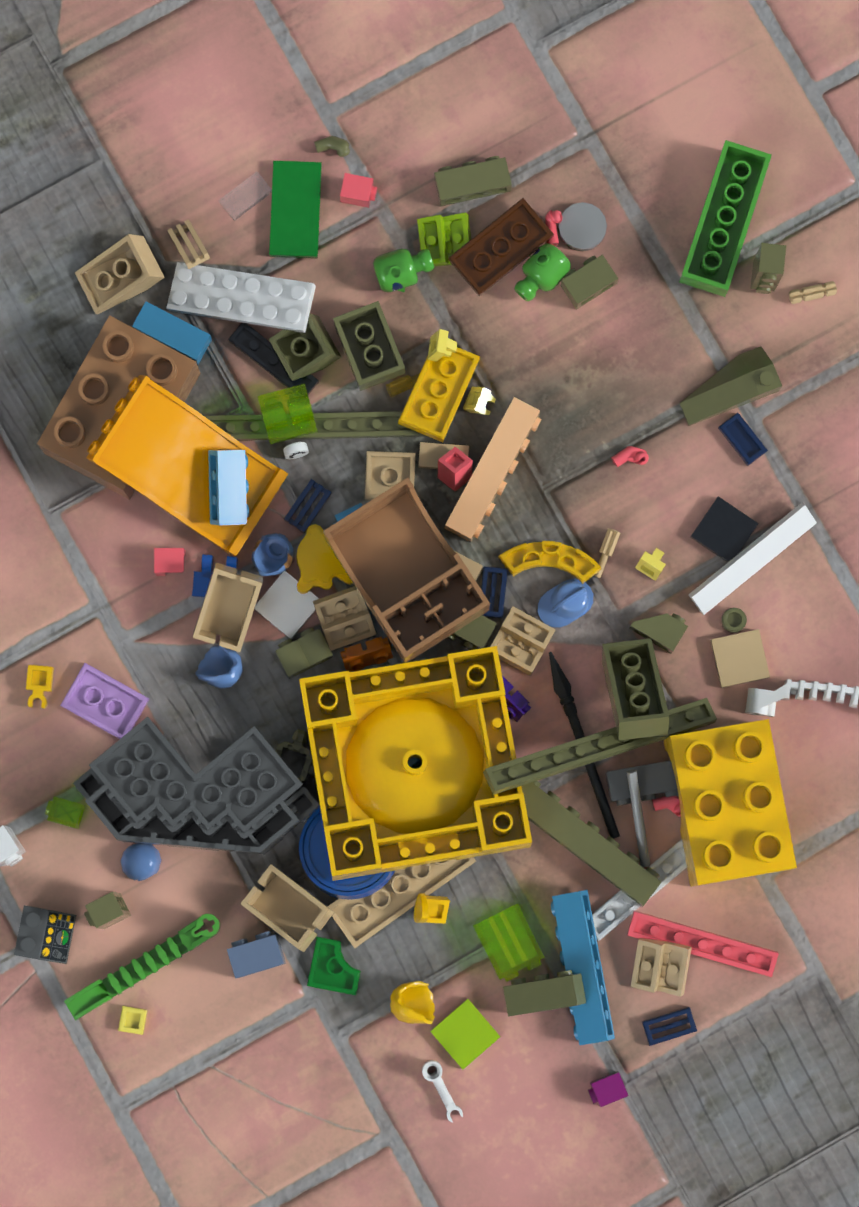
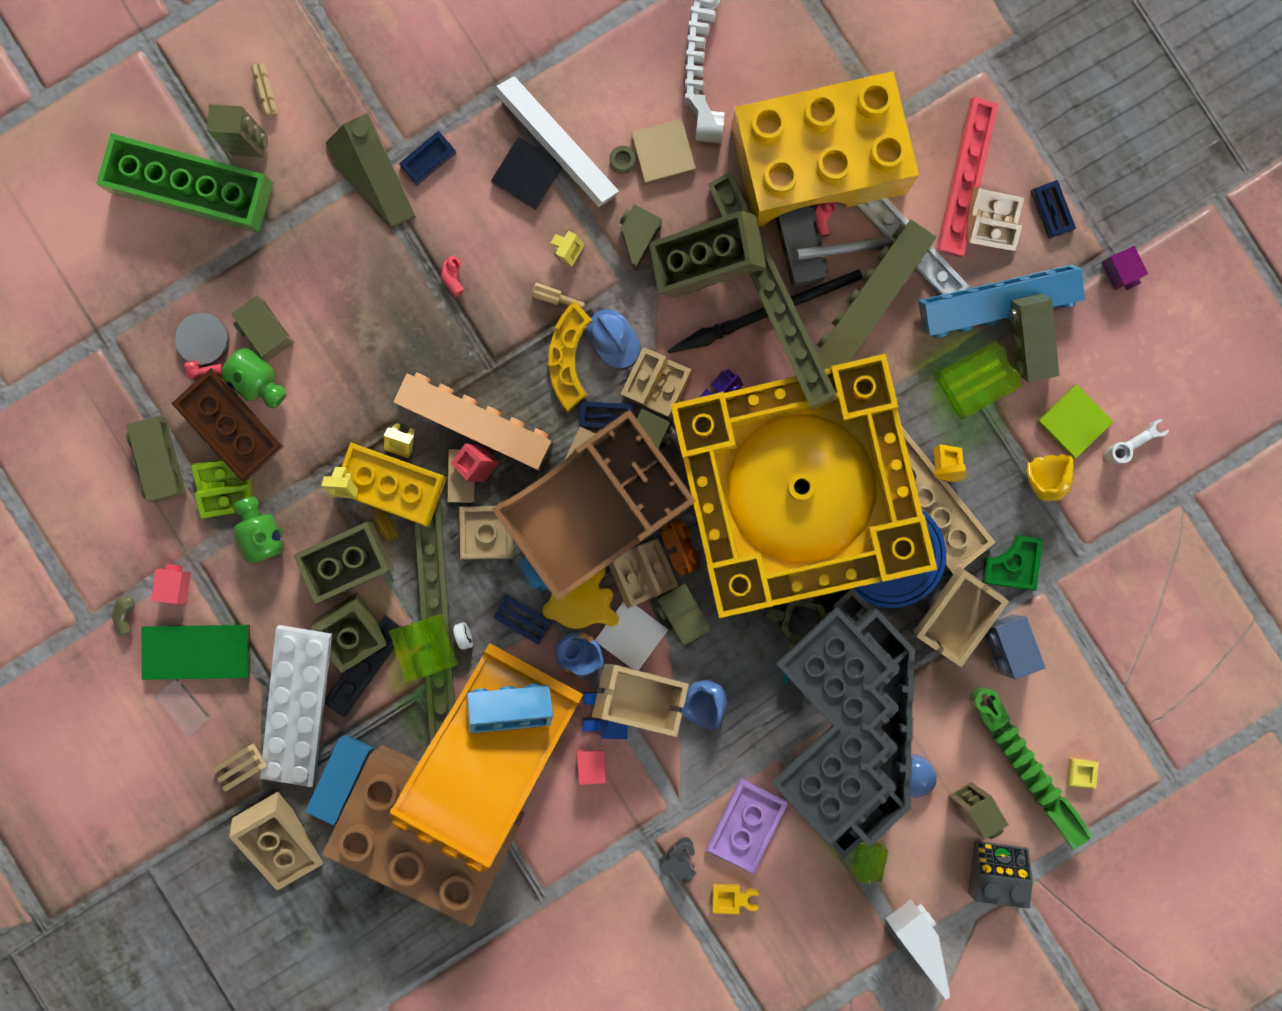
camera: 90 degrees left, 5 degrees up
(78, 635) = (678, 860): none -> dark grey piece

